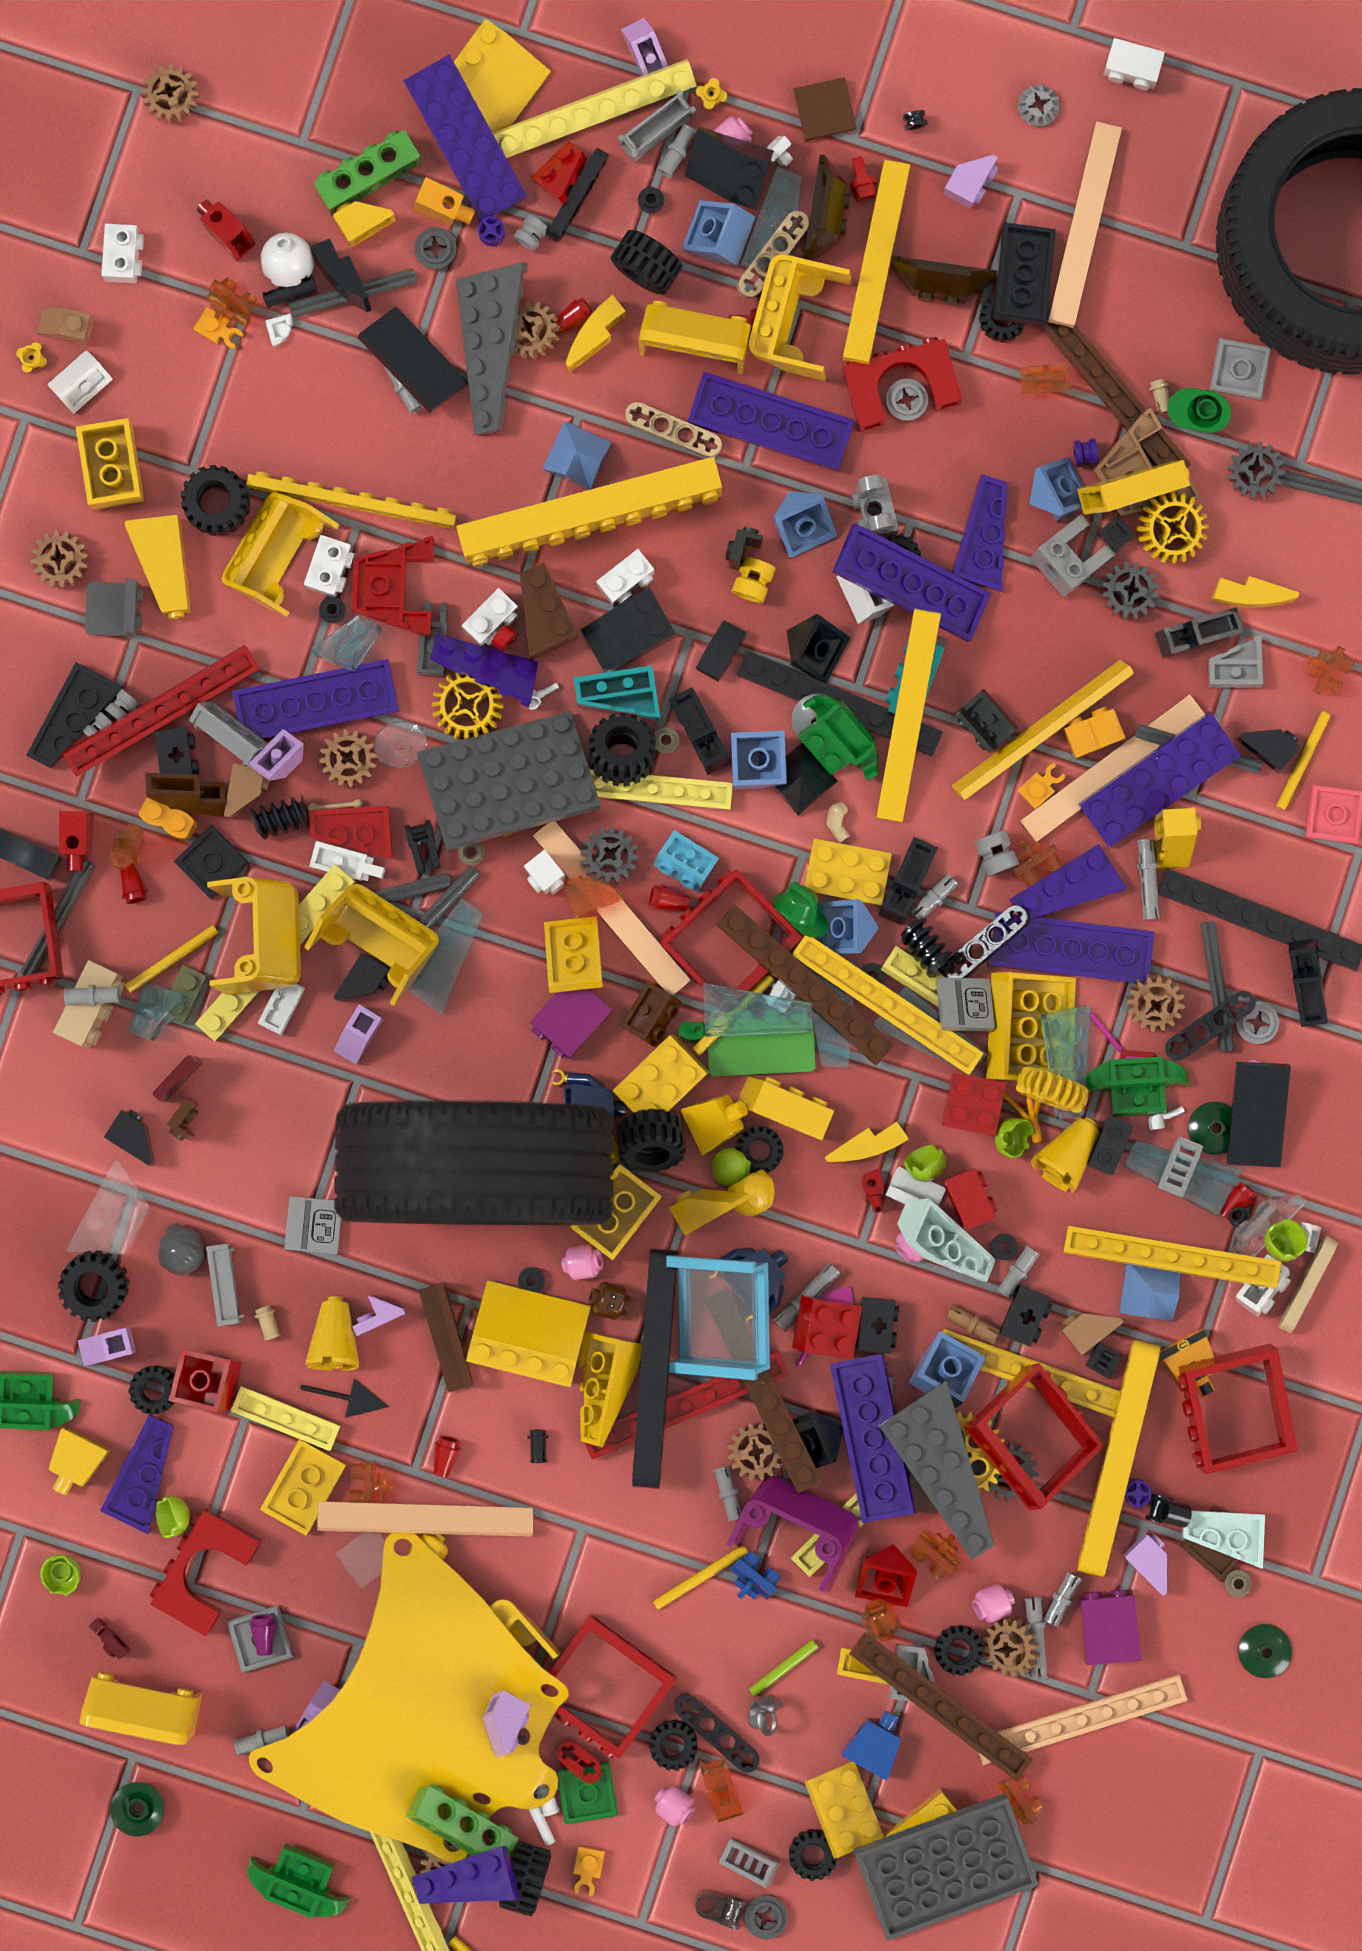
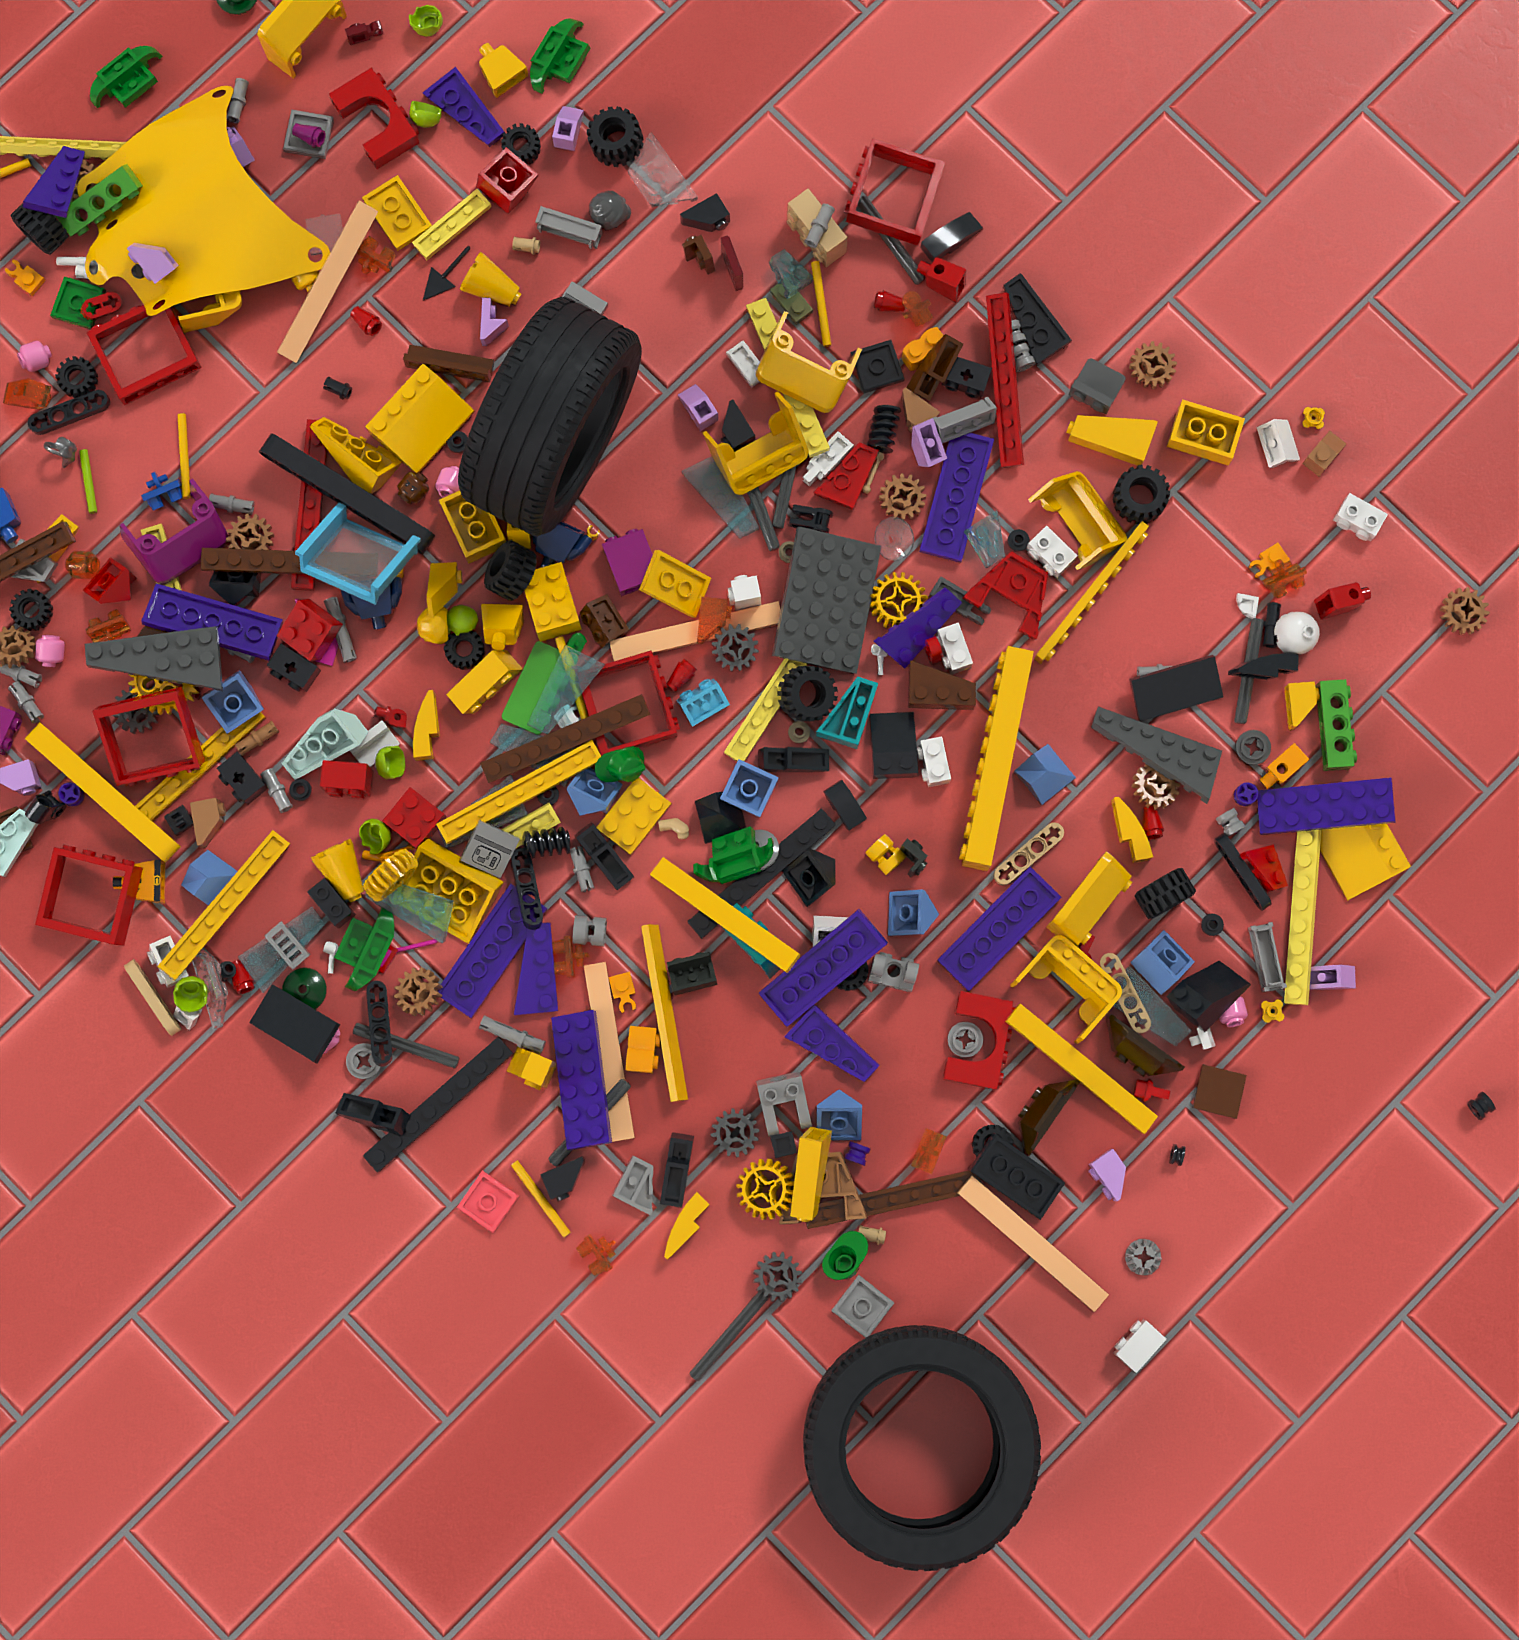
camera: 115 degrees right, 5 degrees down
(677, 151) = (1240, 962): light grey pin -> none

